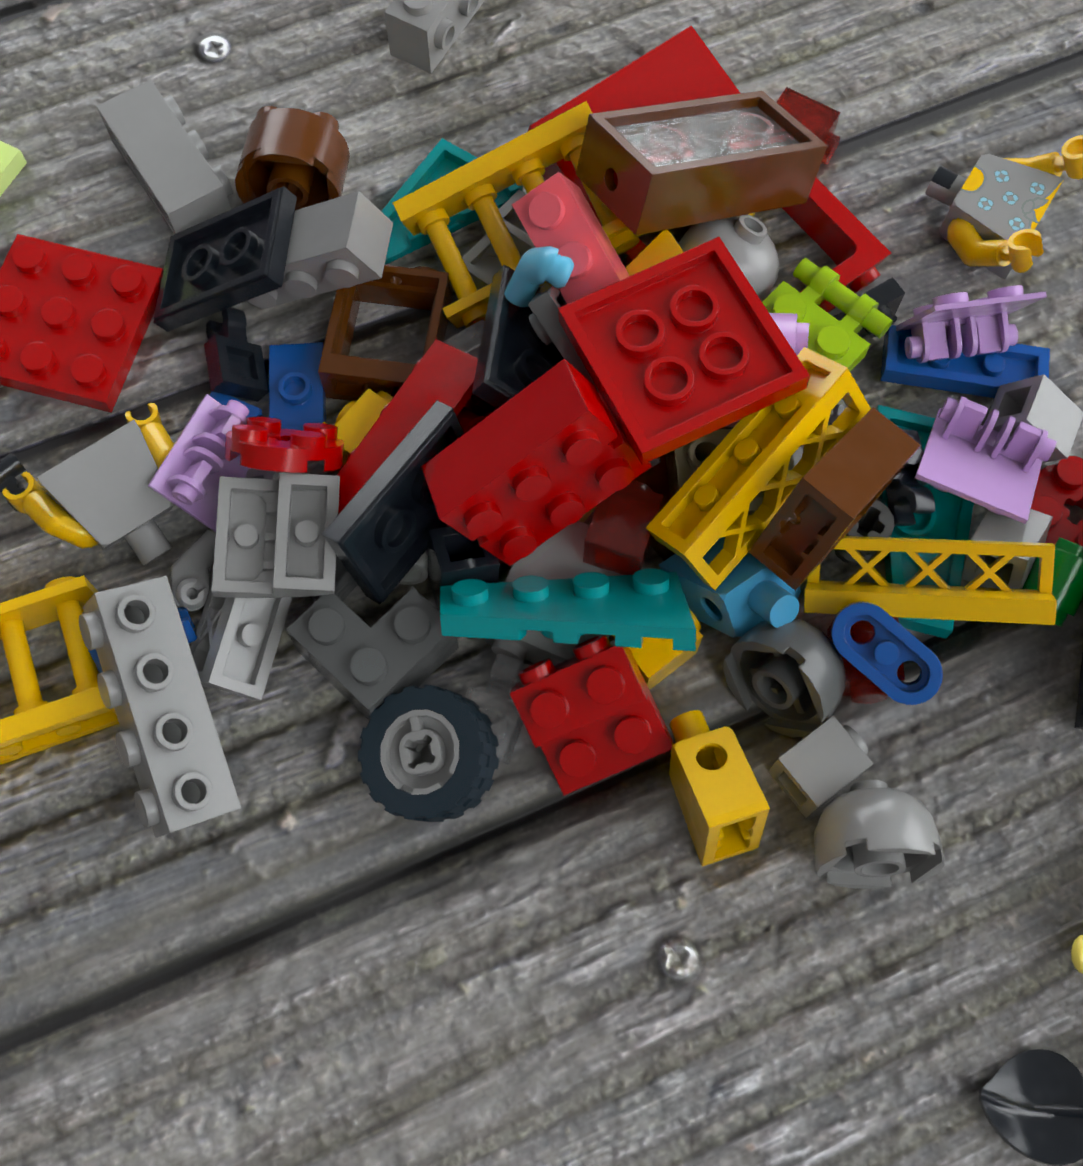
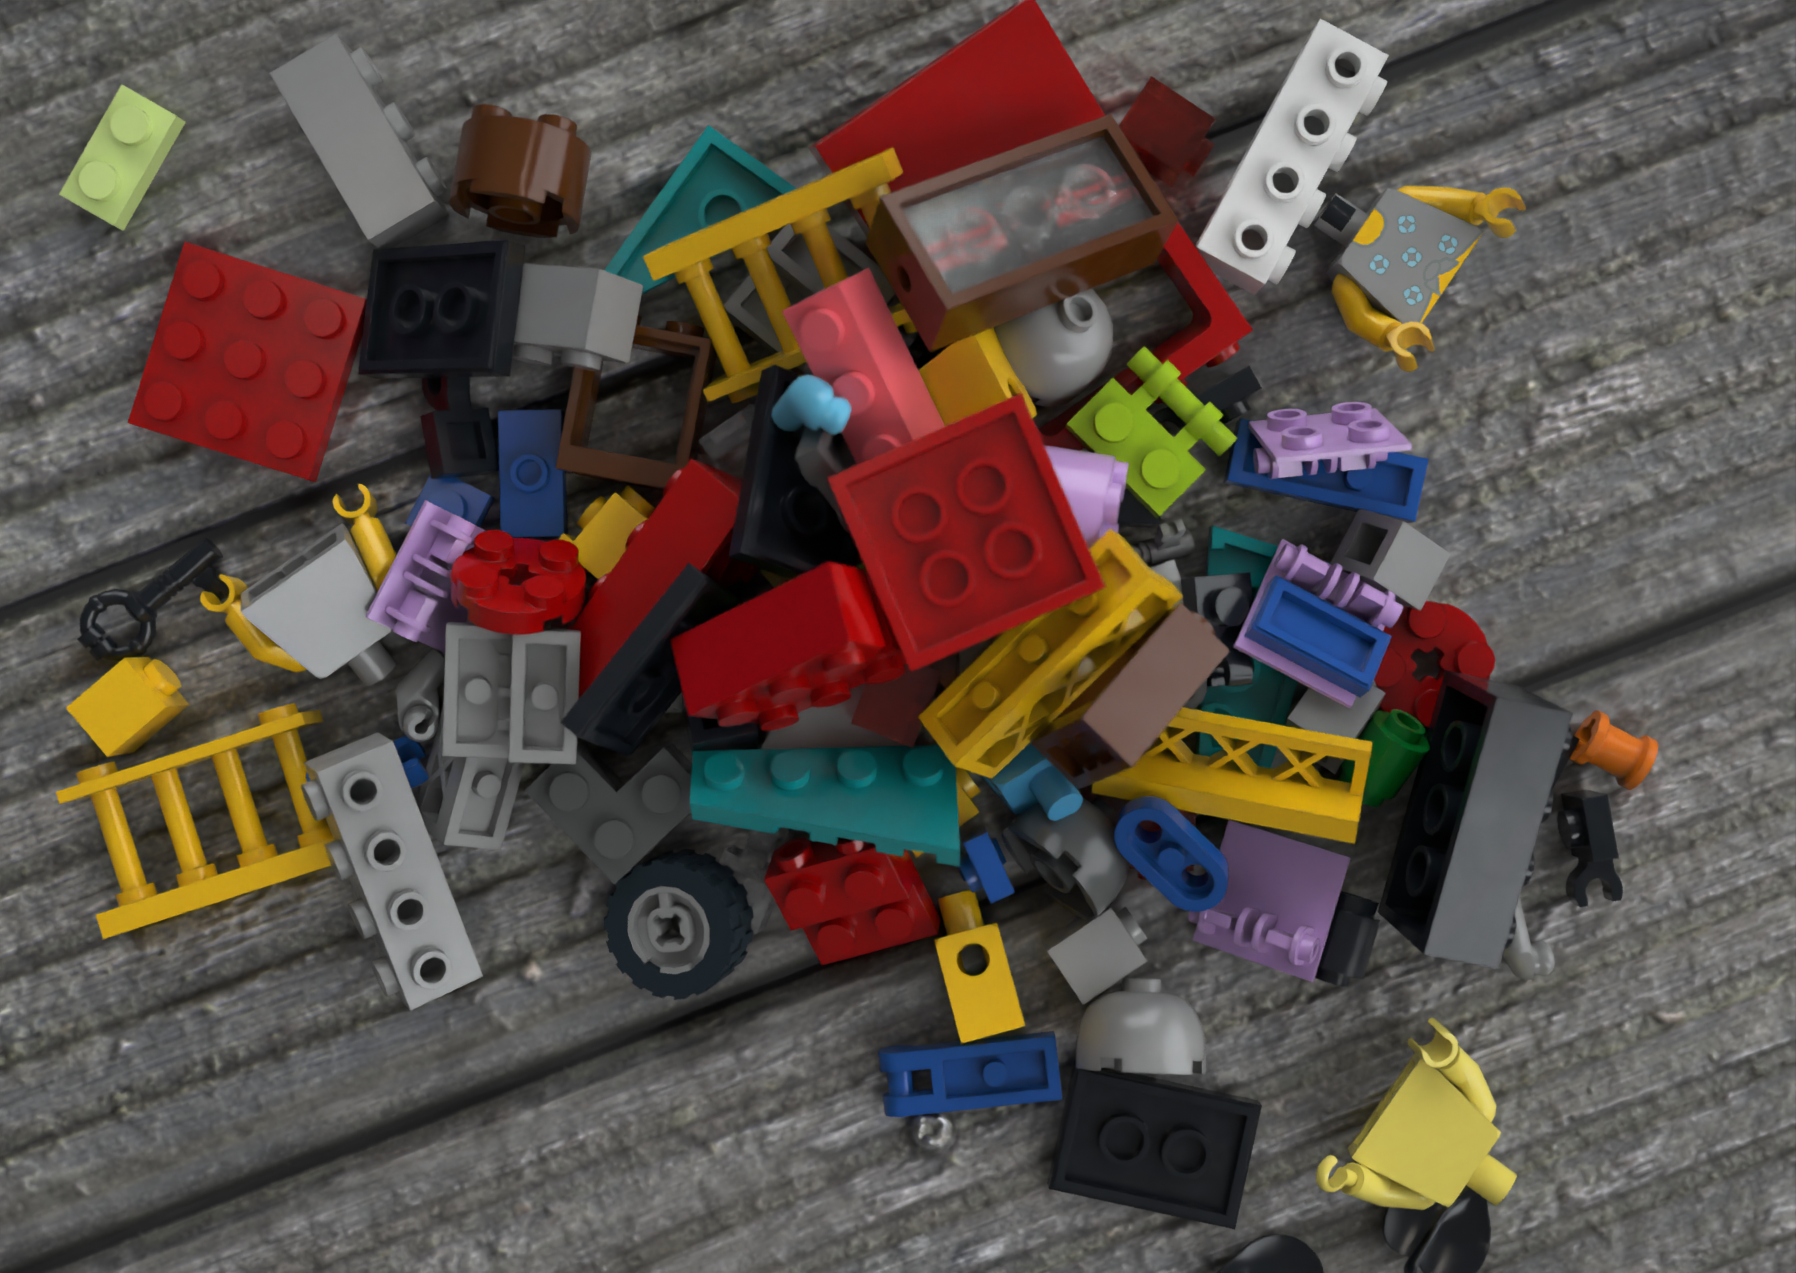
camera: 10 degrees right, 20 degrees up
(711, 680) = (984, 865): none -> blue plate
(715, 892) = (972, 1074): none -> blue plate
(899, 961) = (1154, 1145): none -> black tile
(900, 141) = (1290, 156): none -> white brick
(980, 715) = (1274, 902): none -> lavender hinge
(988, 467) = (1318, 636): none -> blue tile
(1047, 745) = (1349, 940): none -> black brick

